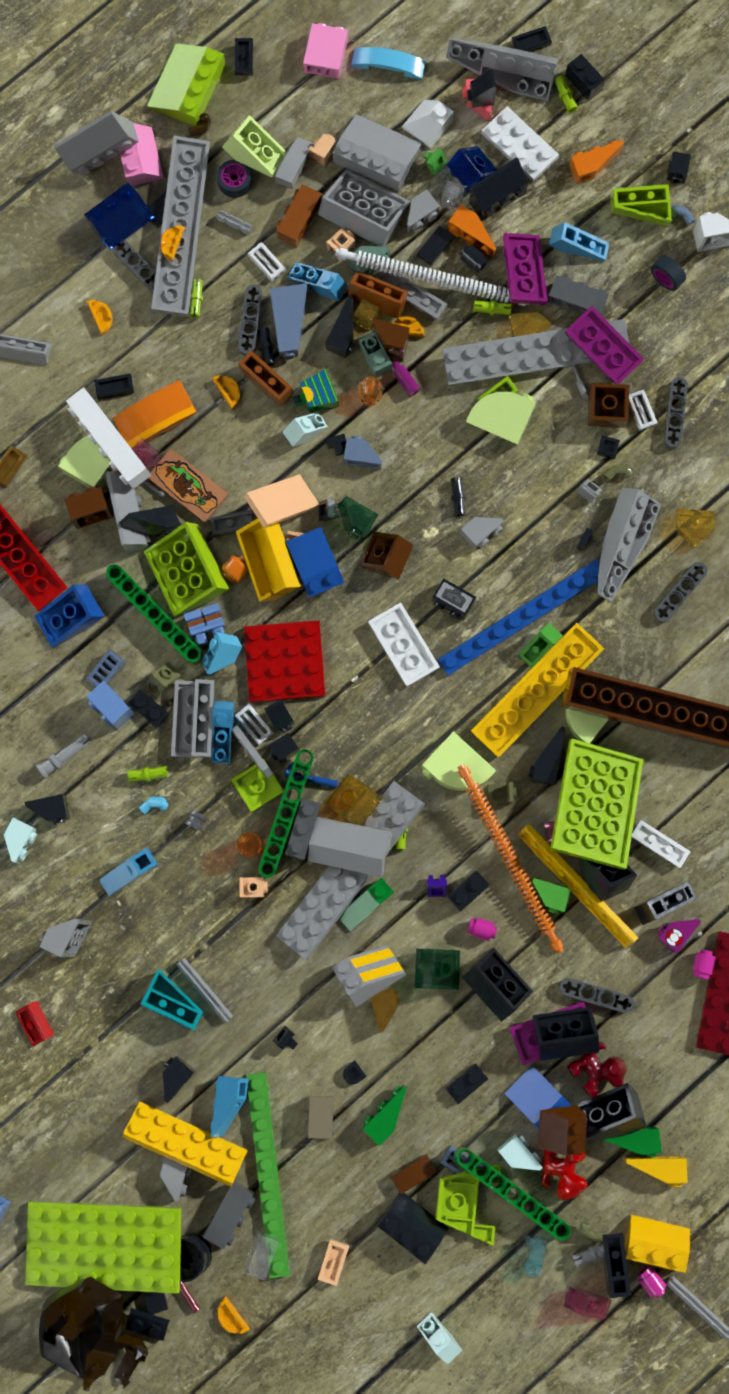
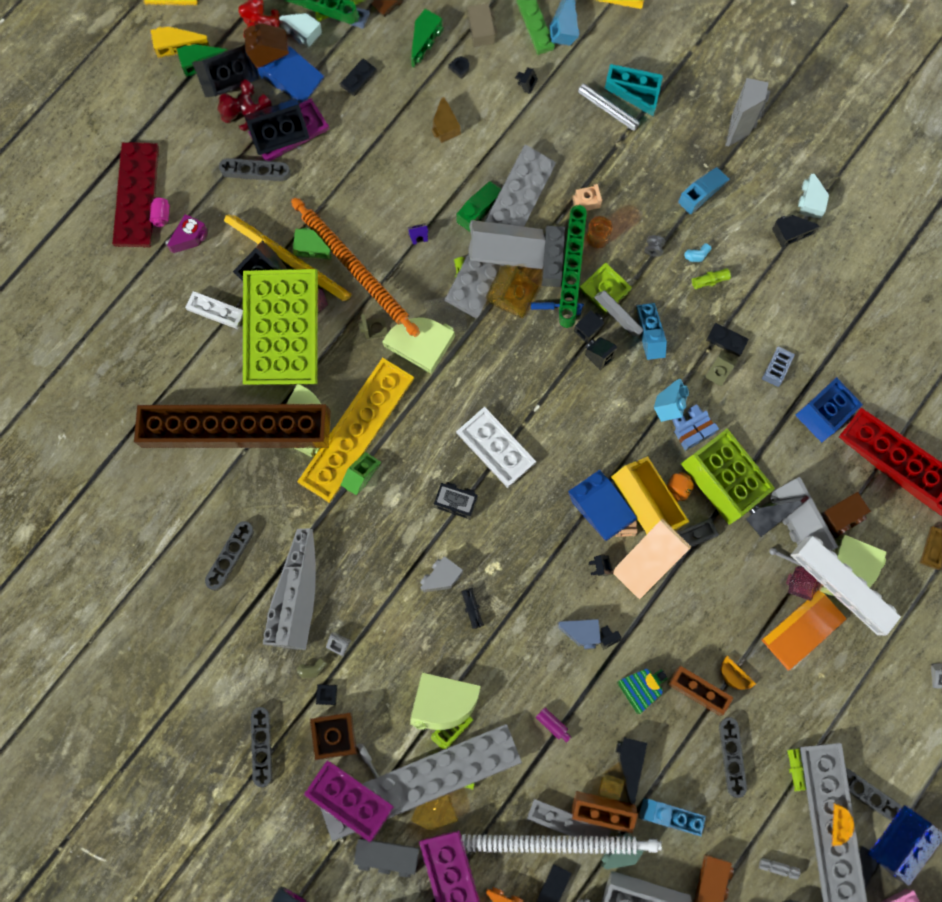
camera: 165 degrees right, 5 degrees down
(34, 1023) = (750, 53): red slope -> none
(55, 760) = (800, 273): light grey pin -> none
(102, 315) = (890, 730): light orange tile -> none
(108, 703) = (765, 328): medium blue brick -> none
(114, 386) = (854, 654): black tile -> none
(150, 606) = (756, 427): green beam -> none
(175, 1076) = (615, 32): black slope -> none
(187, 486) = (749, 564): tile -> none
(192, 718) = (683, 336): light grey slope -> none
(263, 736) = (639, 348): white tile -> none
(266, 346) = (708, 730): black pin -> none
(276, 273) = (718, 818): white tile -> none
(284, 661) = (608, 409): red plate -> none
(289, 314) = (693, 770): sand blue slope -> none
(304, 428) = (645, 647): light aqua slope -> none
(341, 239) = (657, 867): light nougat window -> none
(356, 517) = (568, 558): clear green slope -> none
(368, 973) = (464, 143): light grey slope -> none
(370, 390) = (587, 702): clear orange head -> none
(375, 355) = (591, 742): sand green slope -> none
(386, 554) = (532, 532): reddish brown slope -> none
(392, 337) = (577, 760): reddish brown slope -> none
(416, 329) = (564, 785): light orange tile -> none
(437, 969) = (403, 161): clear green slope -> none
(468, 891) = (388, 232): black brick -> none
(473, 258) = (509, 880): black brick -> none
(482, 929) = (369, 203): dark pink brick -> none
(492, 307) = (478, 825): lime pin -> none
(497, 984) = (345, 159): black slope -> none
(520, 618) = (384, 498): blue plate -> none
(547, 764) = (334, 363): black slope -> none
(584, 539) = (335, 588): black tile -> none
(648, 407) = (289, 728): white tile -> none
(665, 903) = (203, 257): black slope -> none
(694, 525) = (224, 628): clear yellow slope -> none

